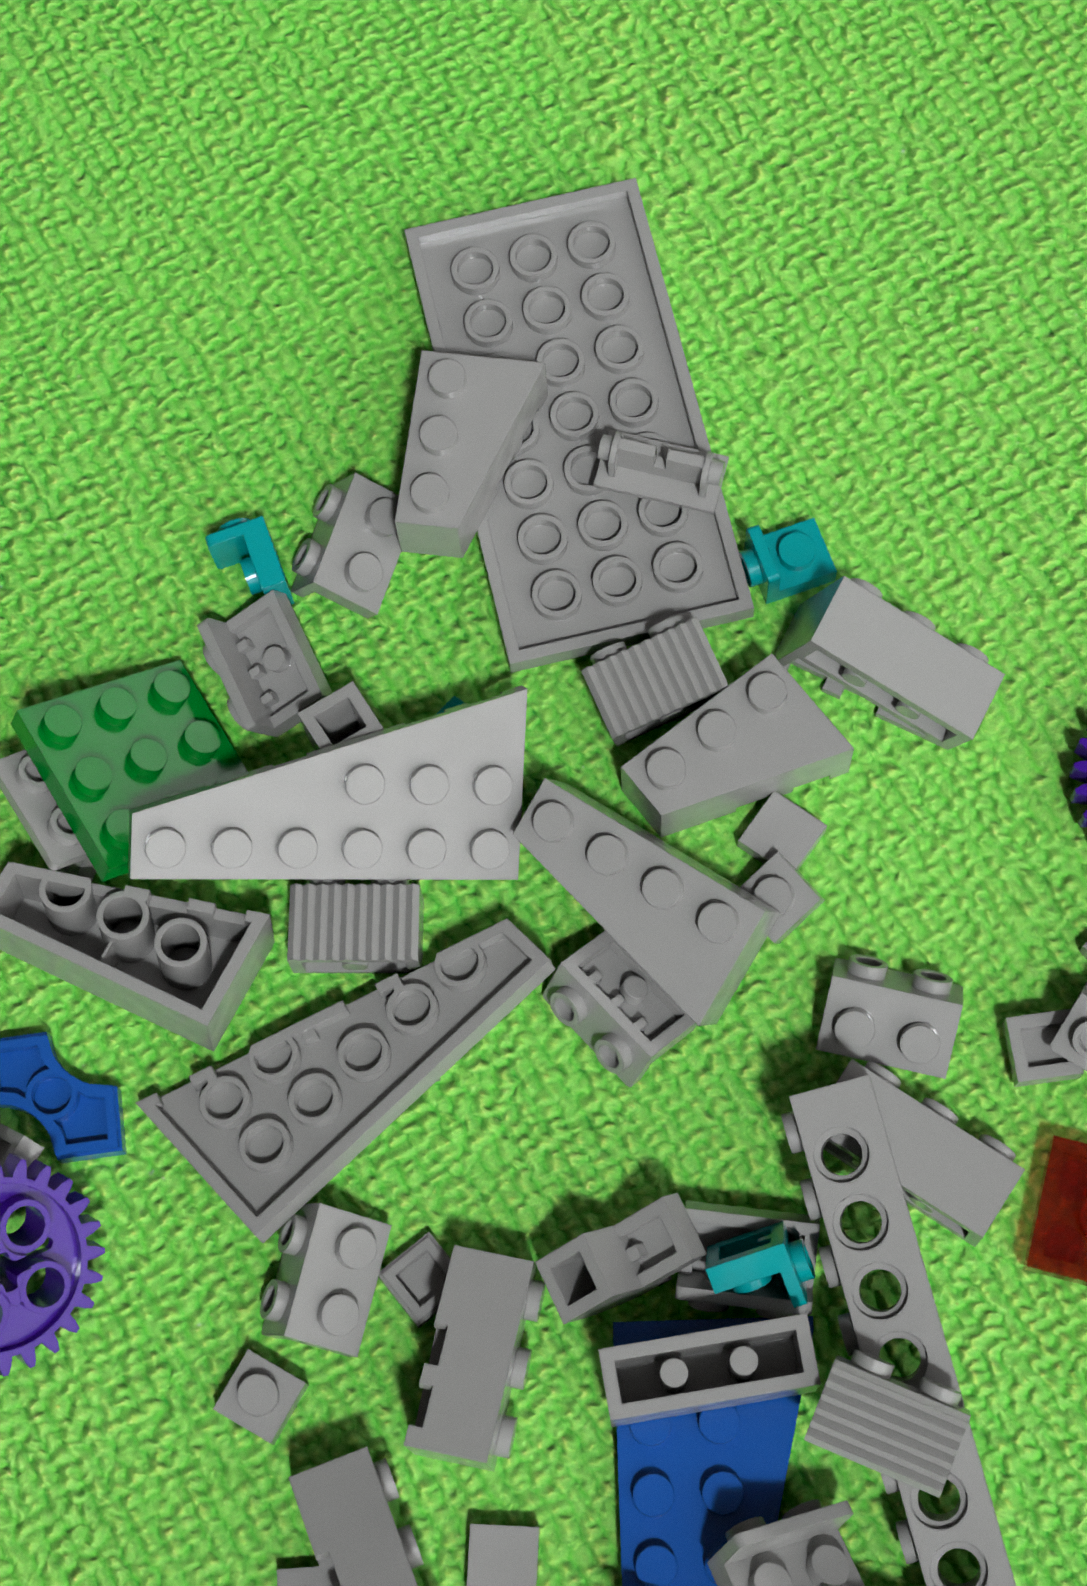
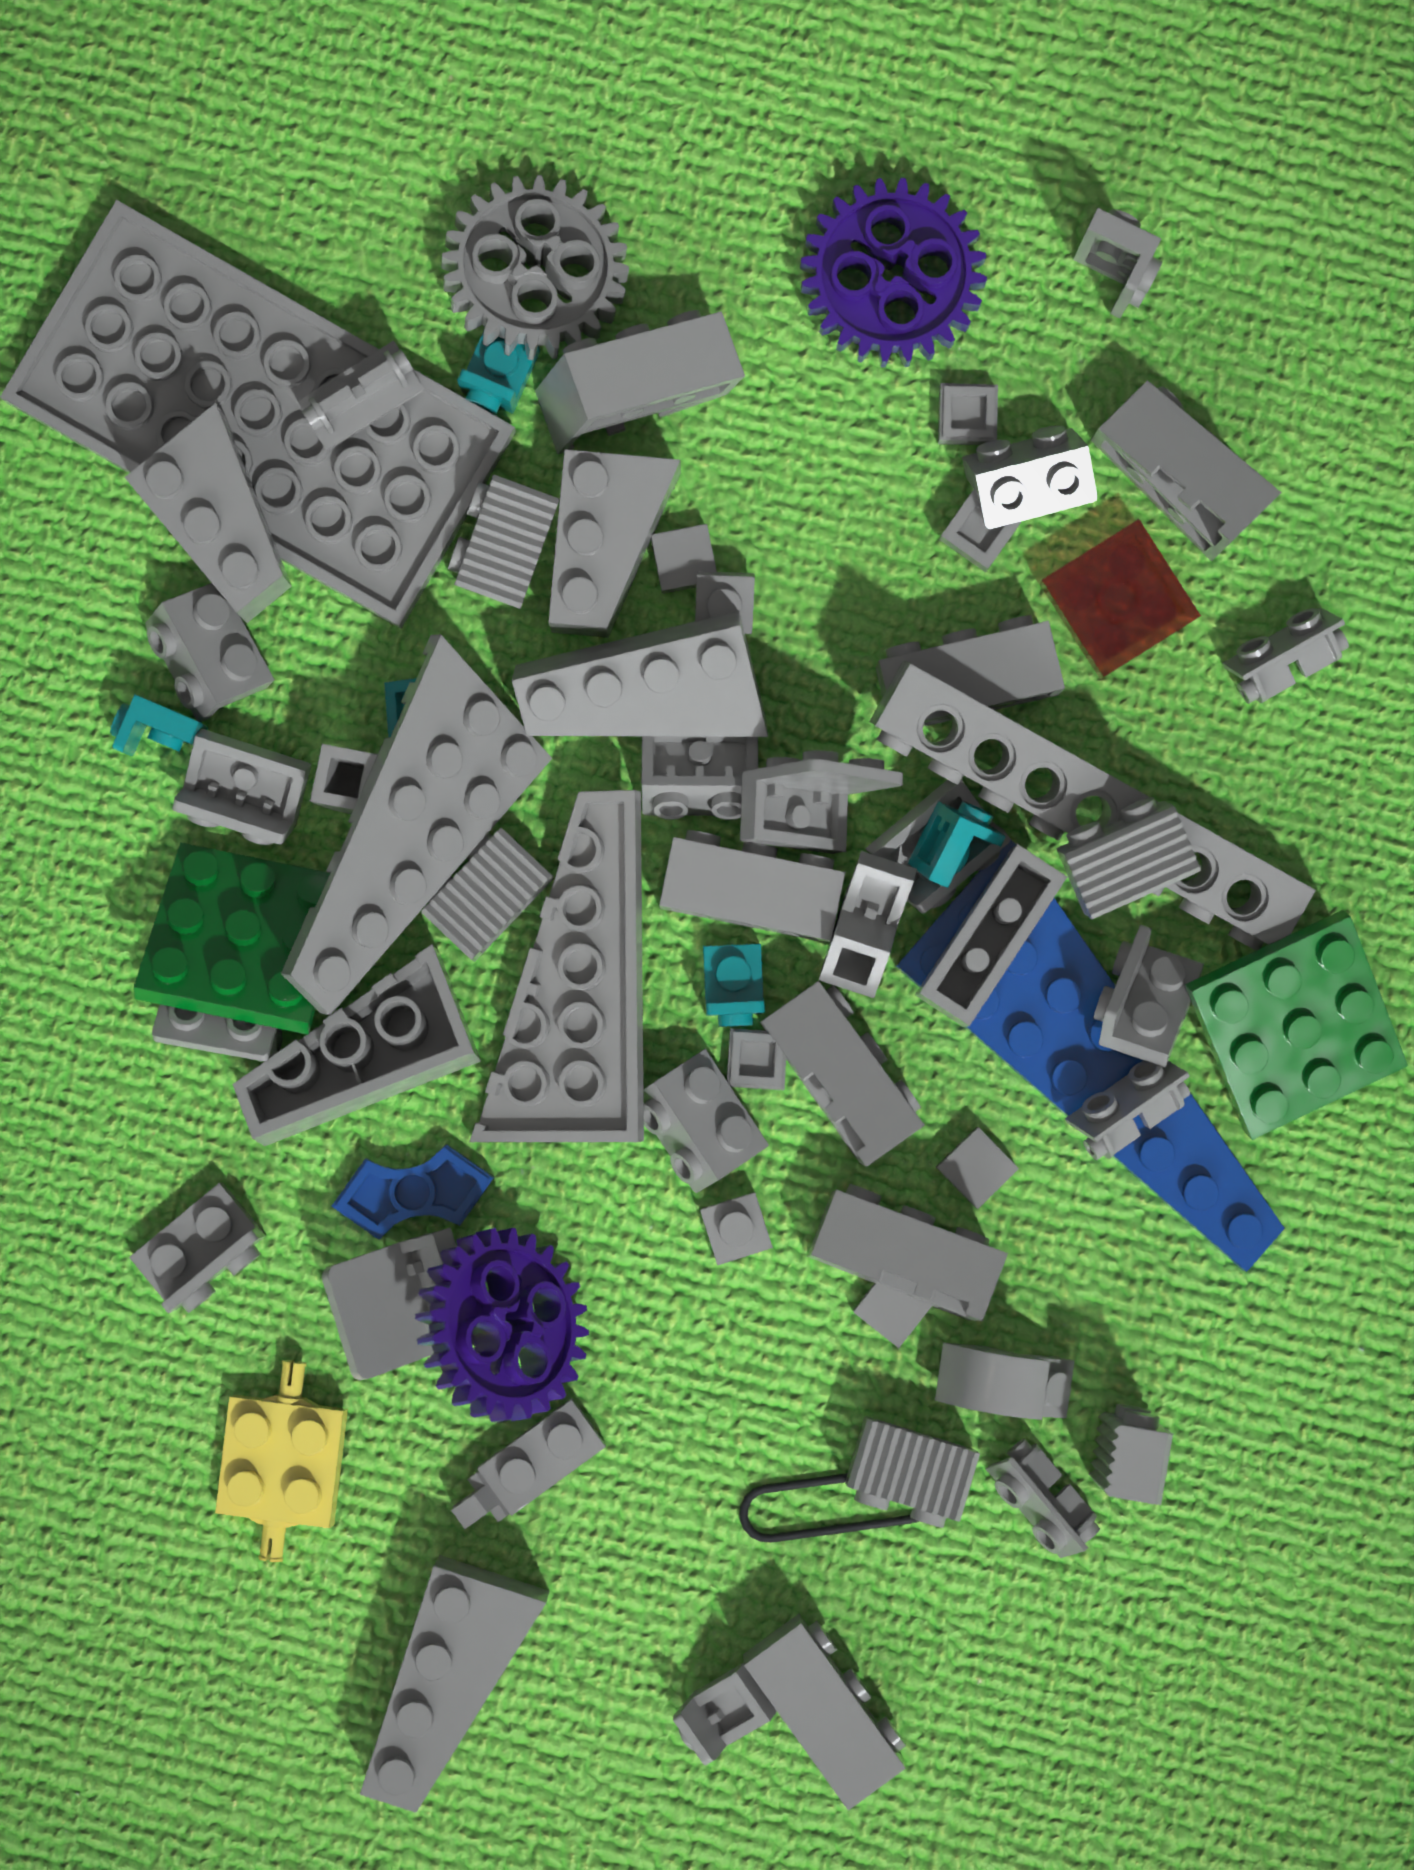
camera: 60 degrees left, 15 degrees up
(469, 1198) = (733, 983): none -> teal bracket
(563, 1134) = (752, 887): none -> light grey brick
(678, 1108) = (807, 799): none -> light grey bracket
(891, 1015) = (869, 604): light grey bracket -> none
(948, 518) = (496, 295): none -> light grey gear

